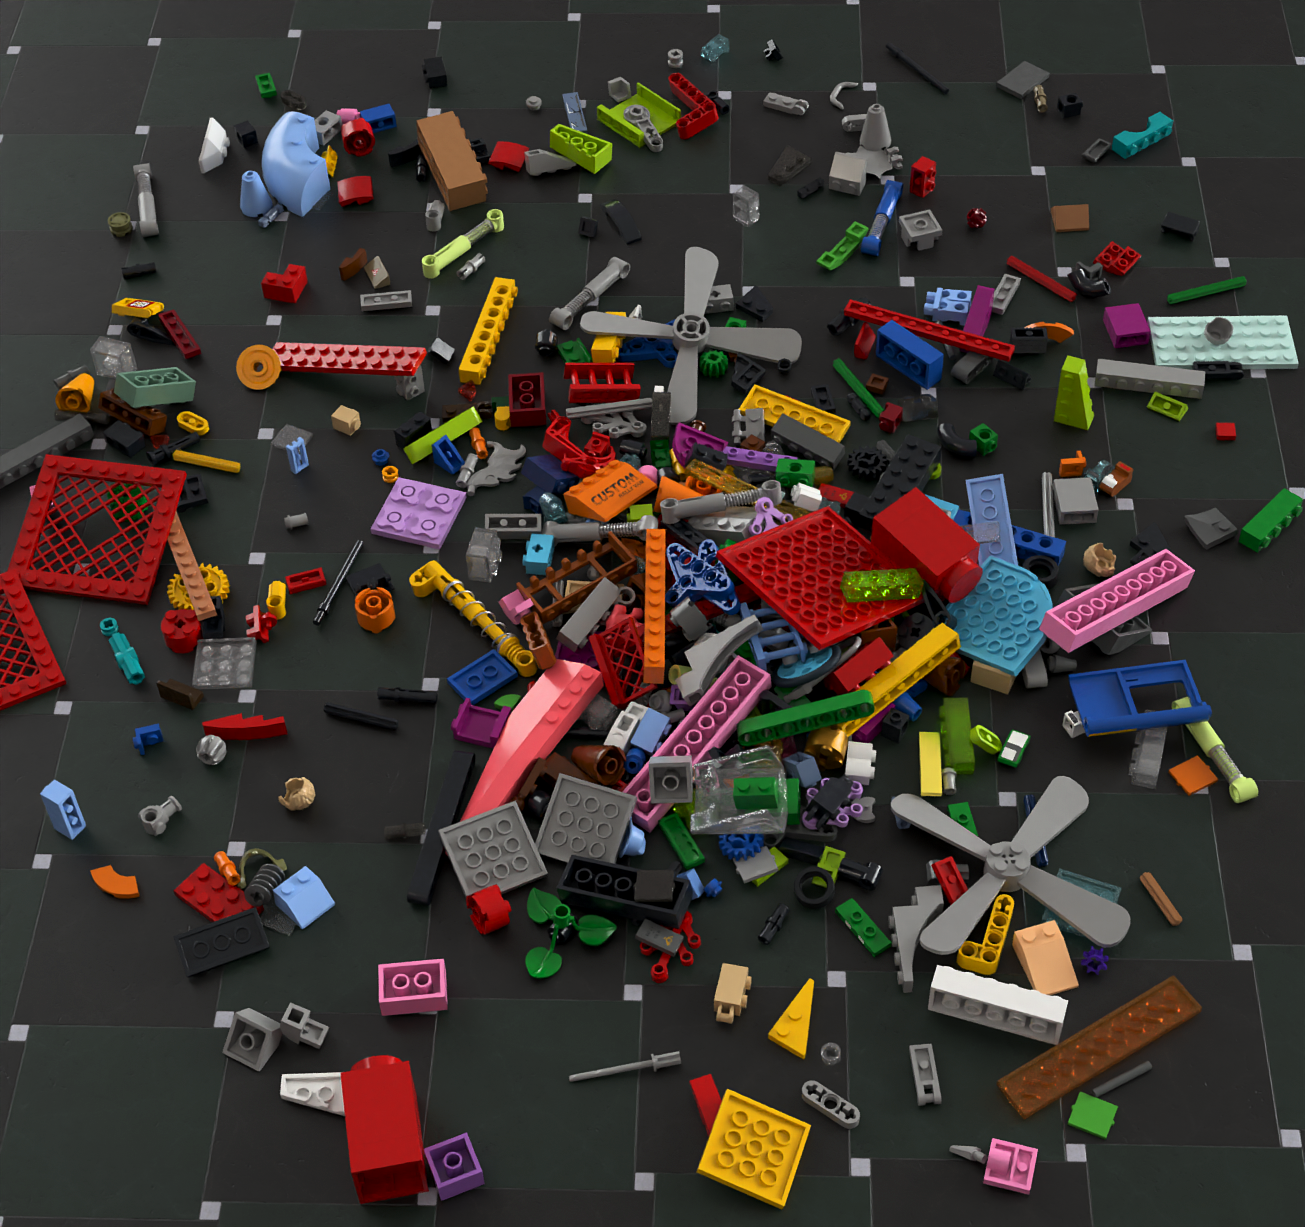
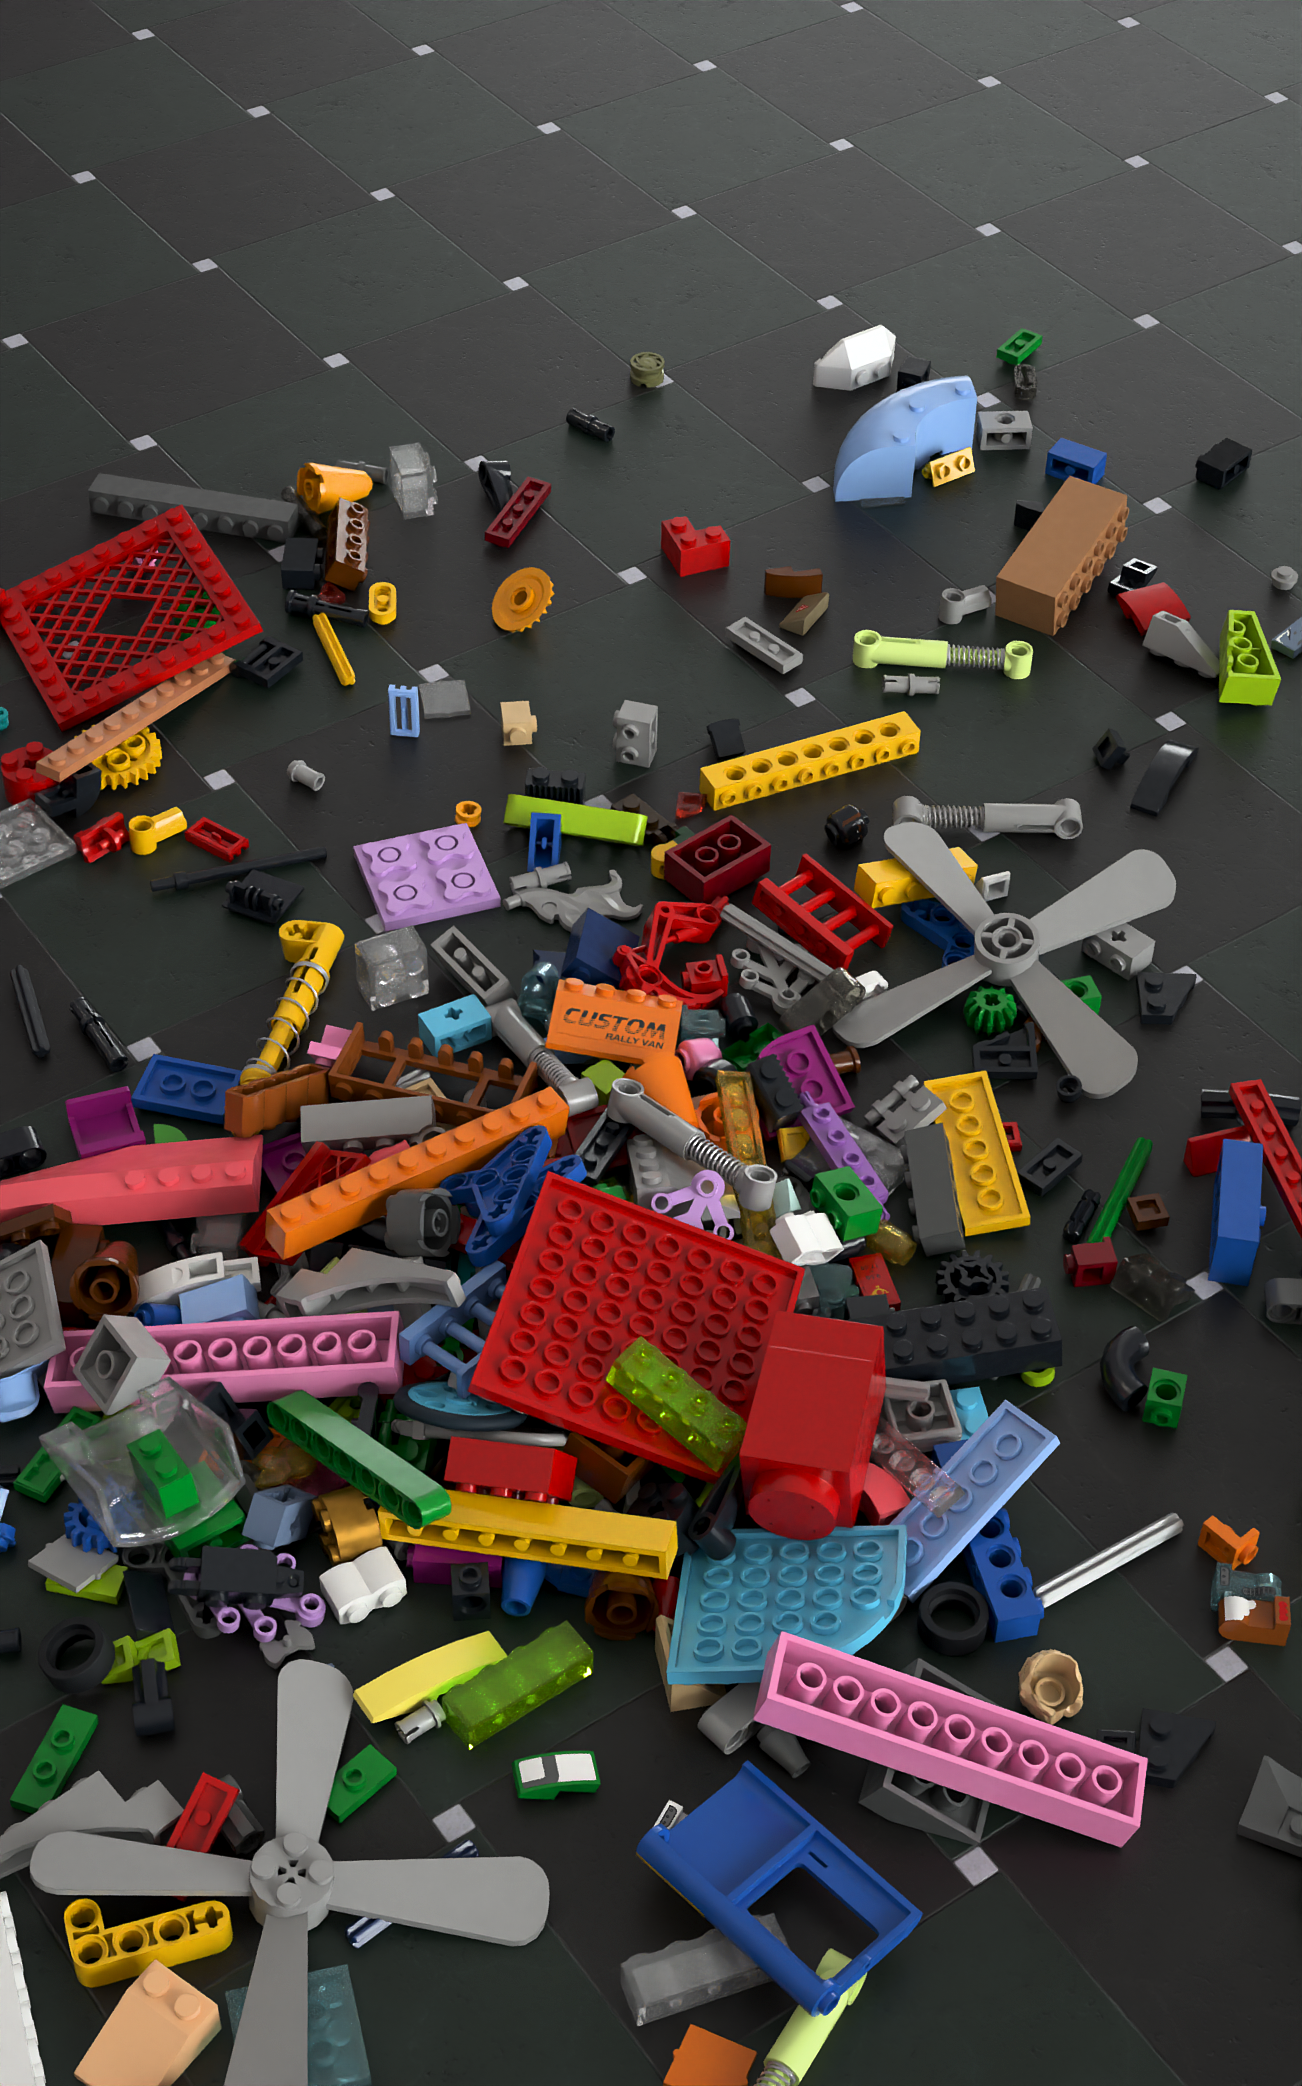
camera: 50 degrees right, 5 degrees down
(136, 307) = (519, 454): yellow container -> none
(146, 202) = (671, 389): light grey piece -> none
(154, 387) = (389, 532): sand green brick -> none
(254, 195) = (810, 437): light blue cone -> none
(270, 215) = (802, 473): sand blue axle -> none
(348, 115) = (1046, 435): bright pink brick -> none
(349, 358) = (605, 659): plate -> none
(355, 189) = (926, 514): red slope -> none
(358, 137) = (1013, 461): red brick -> none
(374, 609) = (211, 921): orange brick -> none
(380, 457) = (488, 789): blue plate -> none
(478, 443) = (599, 862): orange pin -> none
(574, 352) = (857, 853): green plate -> none
(753, 443) = (868, 1133): reddish brown plate -> none
(985, 739) = (528, 1719): lime plate -> none
(1075, 501) = (1153, 1585): light grey brick -> none

